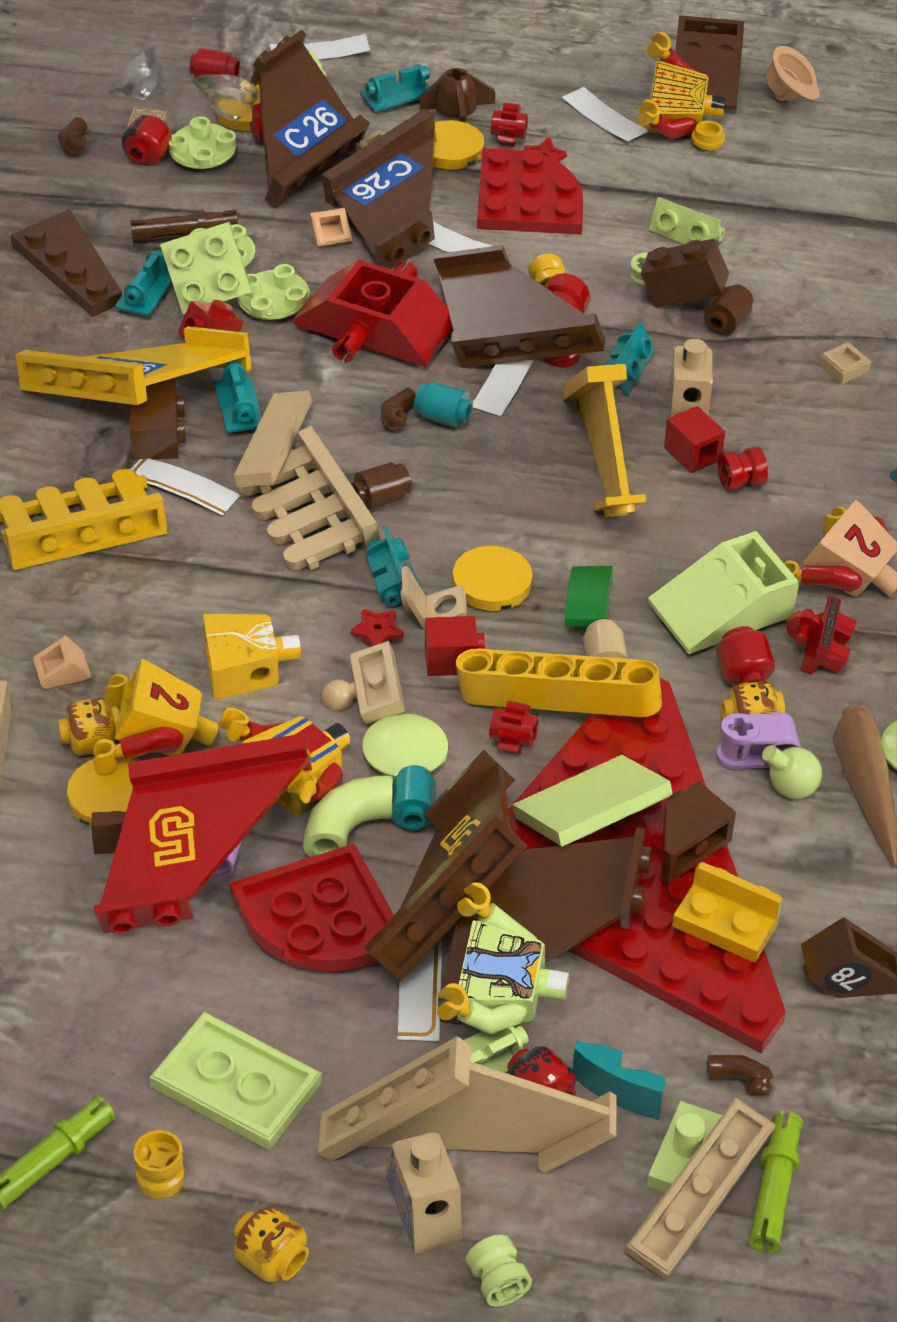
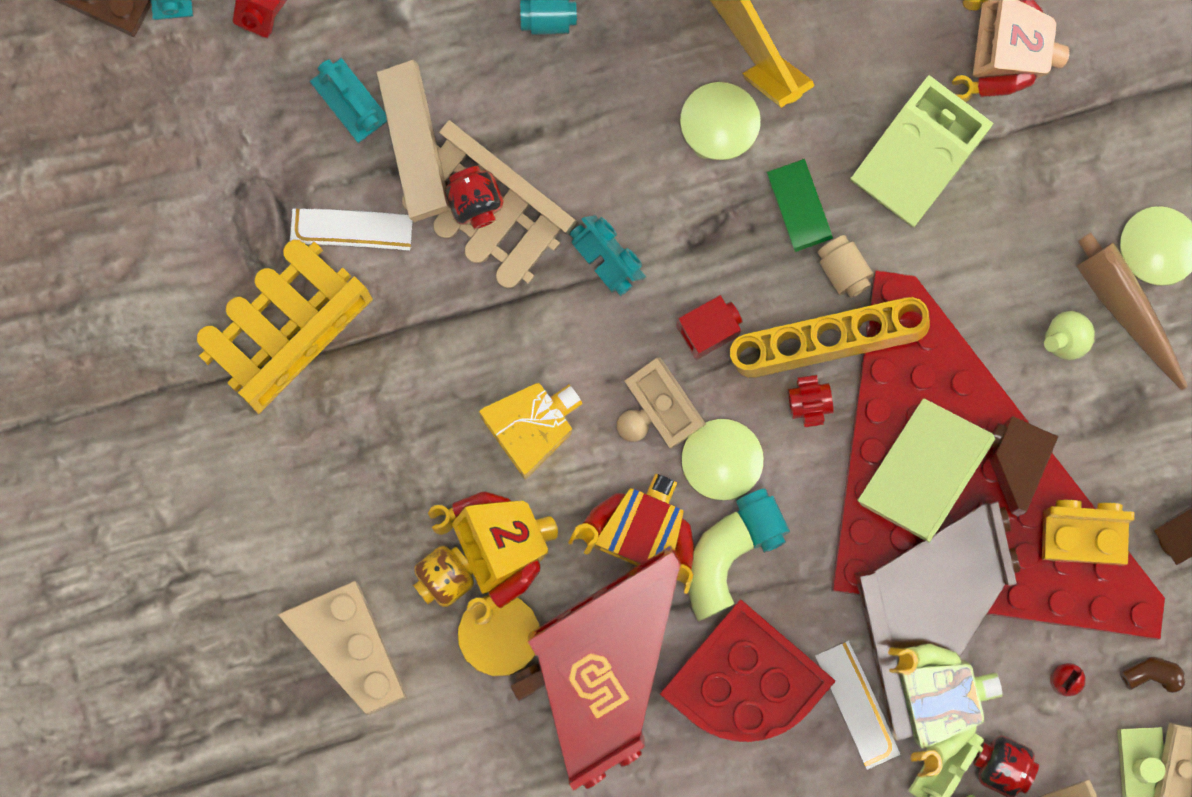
camera: 30 degrees left, 35 degrees up
(61, 664) = (371, 510): light nougat slope -> none
(124, 374) = (236, 118): yellow piece -> none
(155, 423) = (286, 166): reddish brown brick -> none
(298, 478) = (473, 197): none -> head
(370, 621) = (621, 340): red plate -> none
(382, 484) = (544, 152): reddish brown brick -> none
(393, 409) = (500, 39): reddish brown arm -> none
(425, 606) = (653, 285): tan bracket -> none
(468, 847) = (851, 596): reddish brown piece -> none
(493, 577) = (699, 217): yellow tile -> none
(551, 524) = (720, 121): none -> yellowish green dish
(601, 1071) = (1056, 733): teal slope -> none
(652, 1048) = (1061, 674): none -> red hinge
(745, 656) = (971, 218): red head -> none
(752, 699) = (1002, 275): yellow head -> none
(752, 737) = (1027, 309): lavender piece -> none
(818, 635) = (1022, 156): red hips -> none

